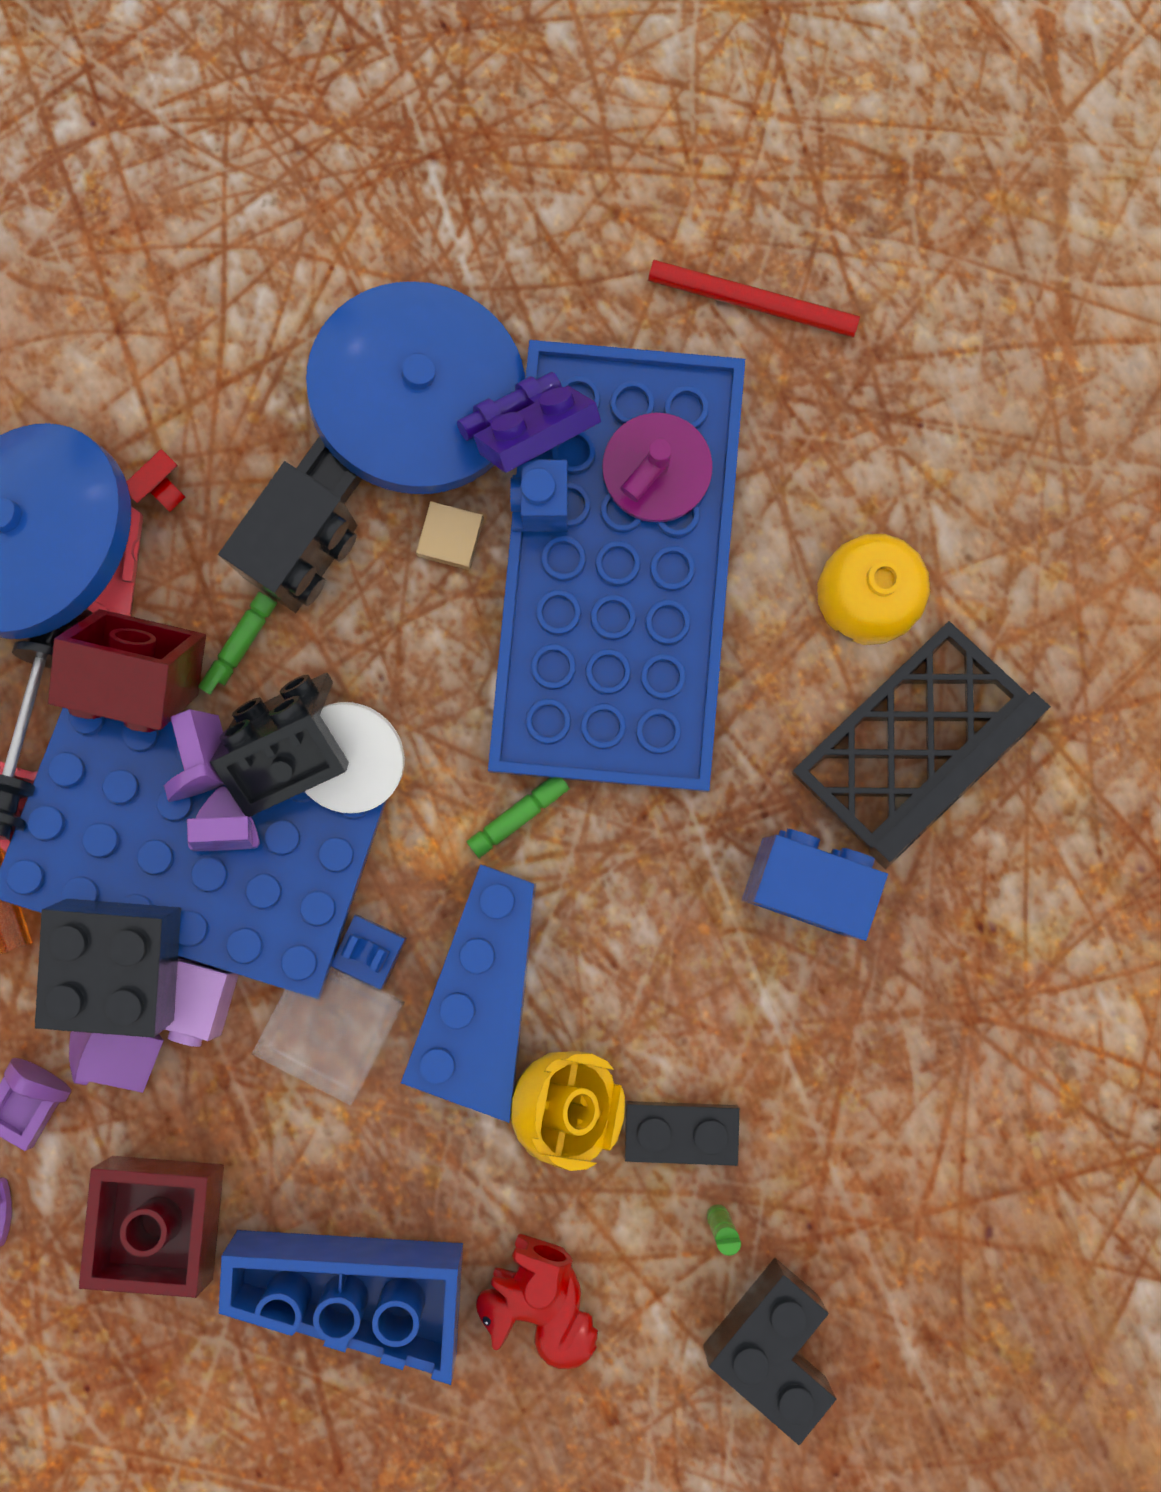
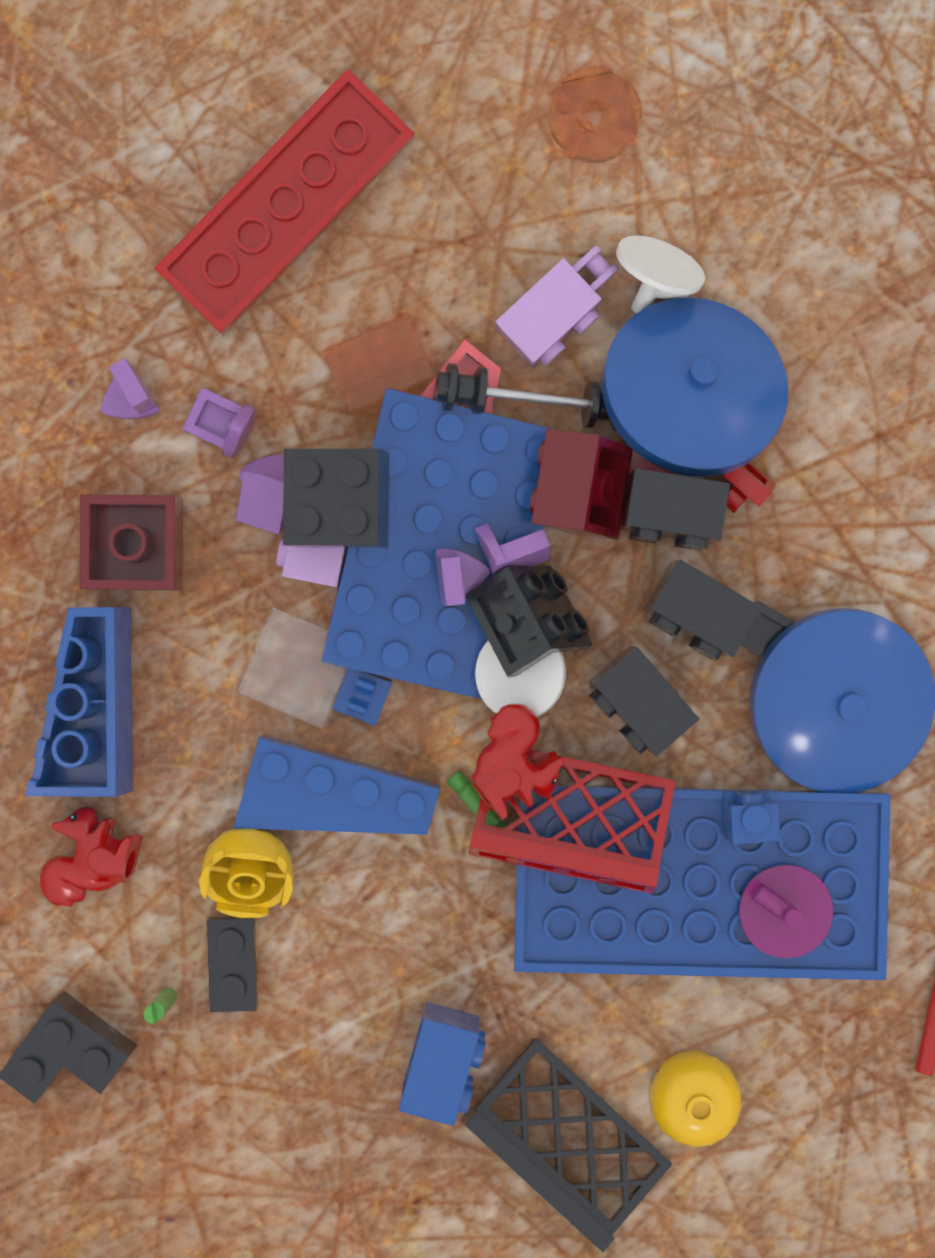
camera: 90 degrees right, 5 degrees up
(166, 562) = (674, 508): none -> black brick
(238, 642) = (613, 564): bright green wheel -> none
(393, 615) = (643, 701): none -> black brick
(450, 535) = (717, 737): tan tile -> none
(453, 784) = (503, 764): none -> red animal
(528, 421) = (804, 809): dark purple plate -> none
(575, 708) = (576, 859): none -> red fence

